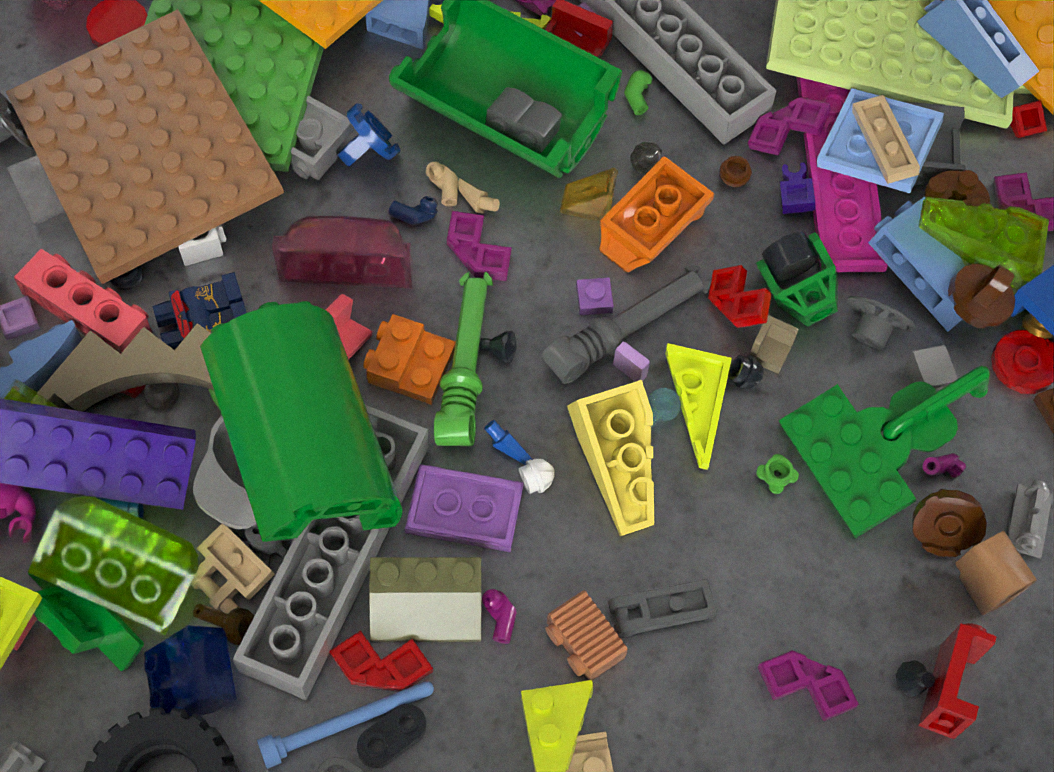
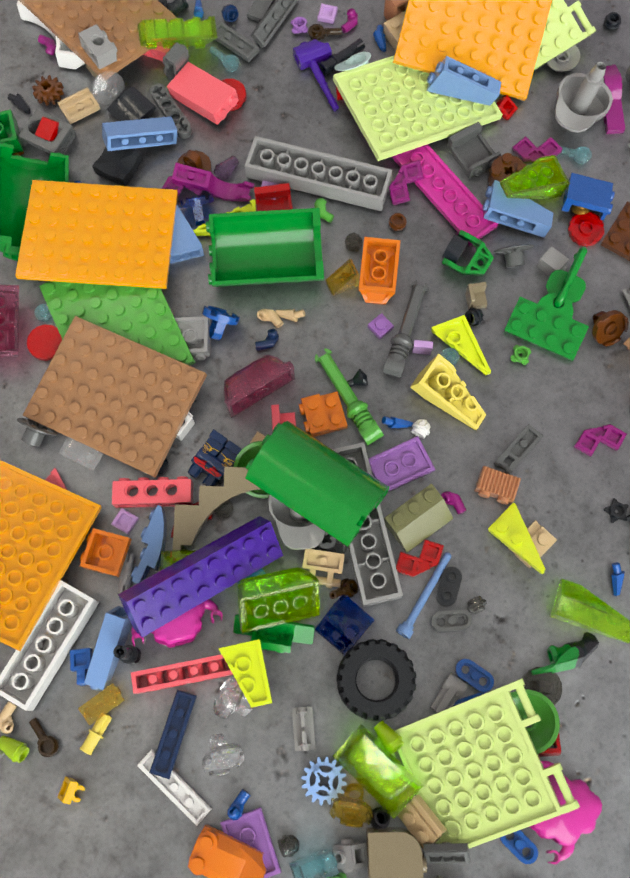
camera: 30 degrees left, 10 degrees up
(464, 240) = (316, 343): magenta tile -> none
(524, 119) = (287, 262): dark grey brick -> none
(738, 306) = (452, 288): red tile -> none
(796, 191) = (432, 214): dark purple plate -> none
(848, 150) = (455, 163): light blue plate -> none
(885, 139) = (460, 162): tan plate -> none
(944, 463) = (588, 299): magenta arm -> none
(983, 294) = (552, 210): reddish brown tile -> none

